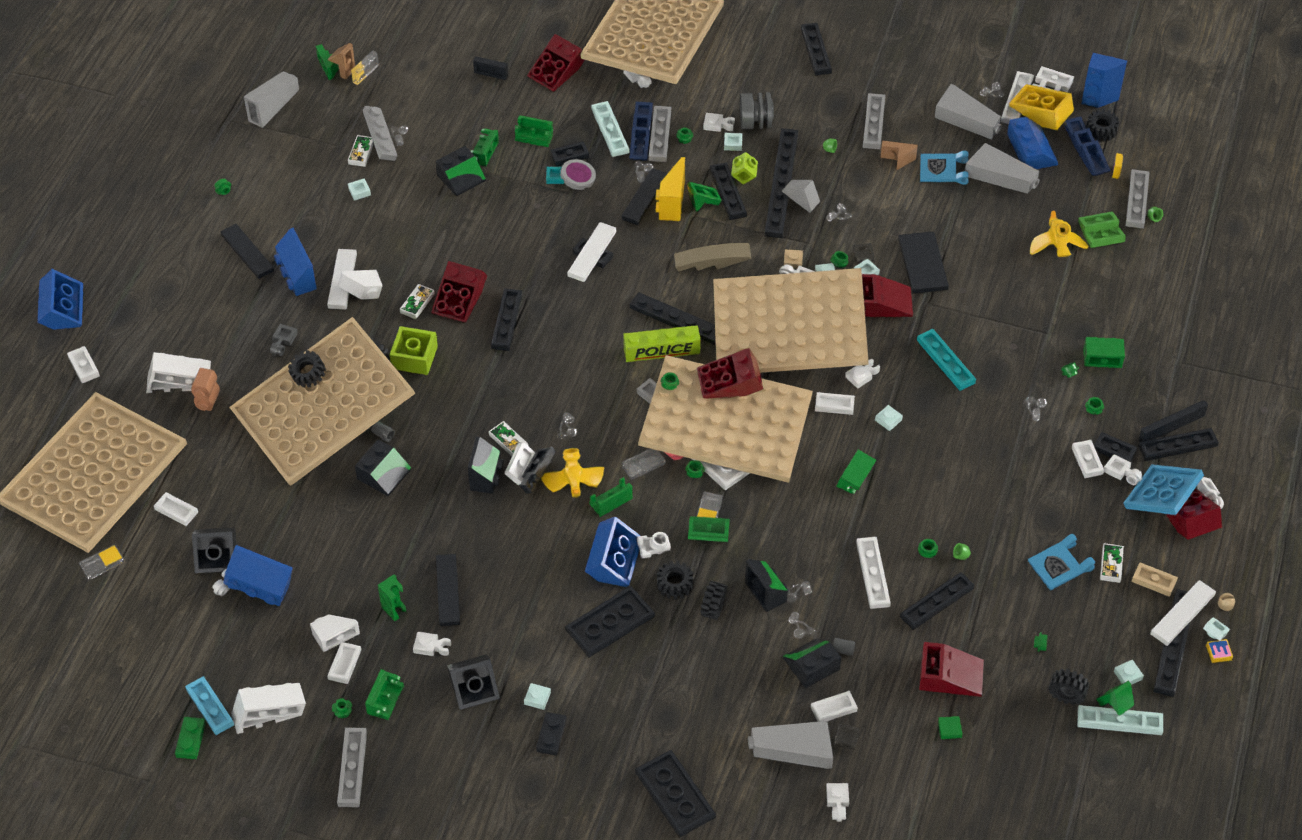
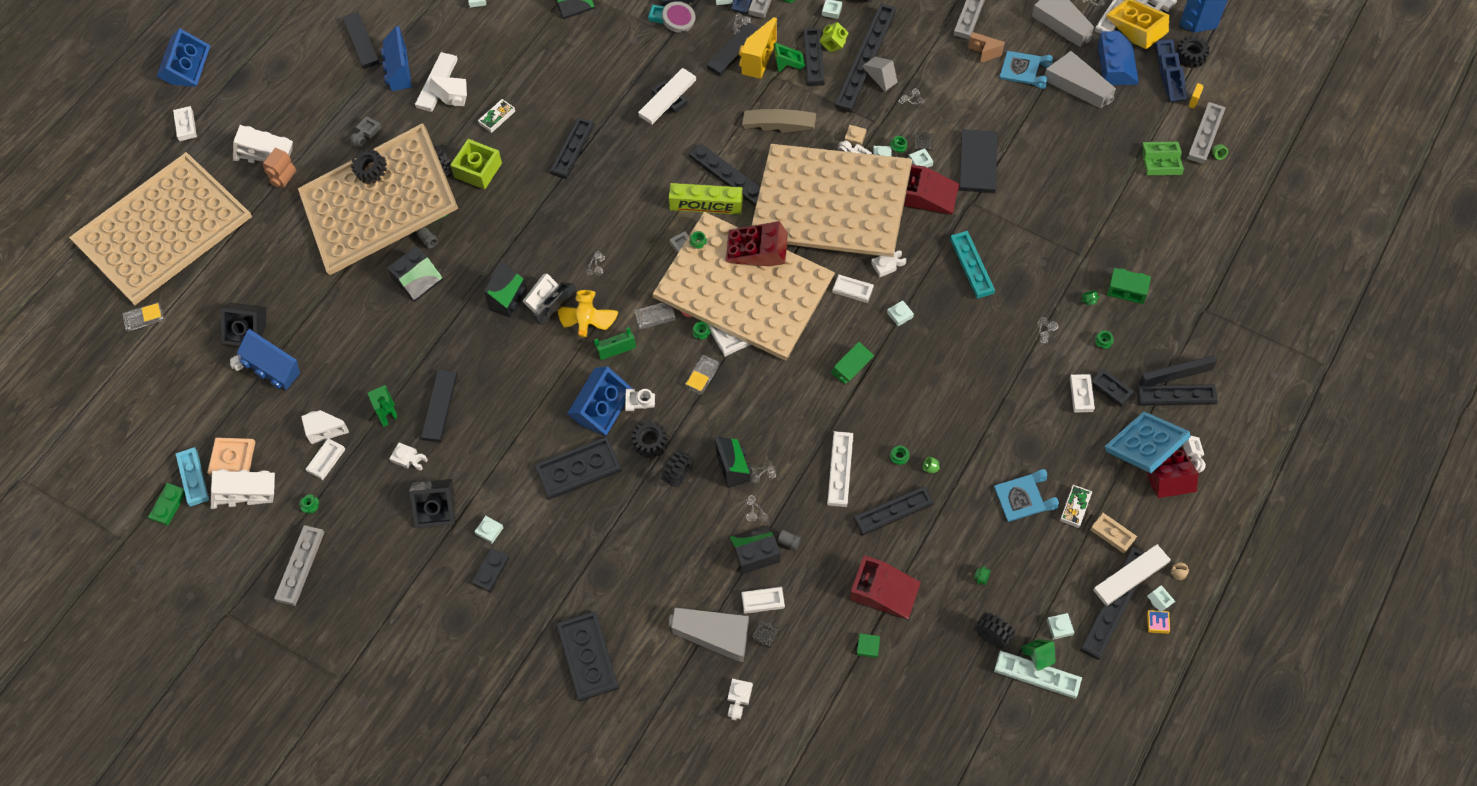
camera: 15 degrees right, 10 degrees up
(176, 509) = (223, 277): white tile -> none
(243, 674) = (231, 454): none -> light nougat plate
(384, 695) = (349, 499): green hinge -> none
(458, 291) = (535, 113): dark red slope -> none
(506, 437) = (537, 264): tile -> none
(708, 529) = (695, 394): green hinge -> none
(830, 145) = (923, 28): bright green hinge -> none
(1059, 235) = (1116, 158): yellow animal -> none
(1119, 467) = (1111, 408): white plate -> none

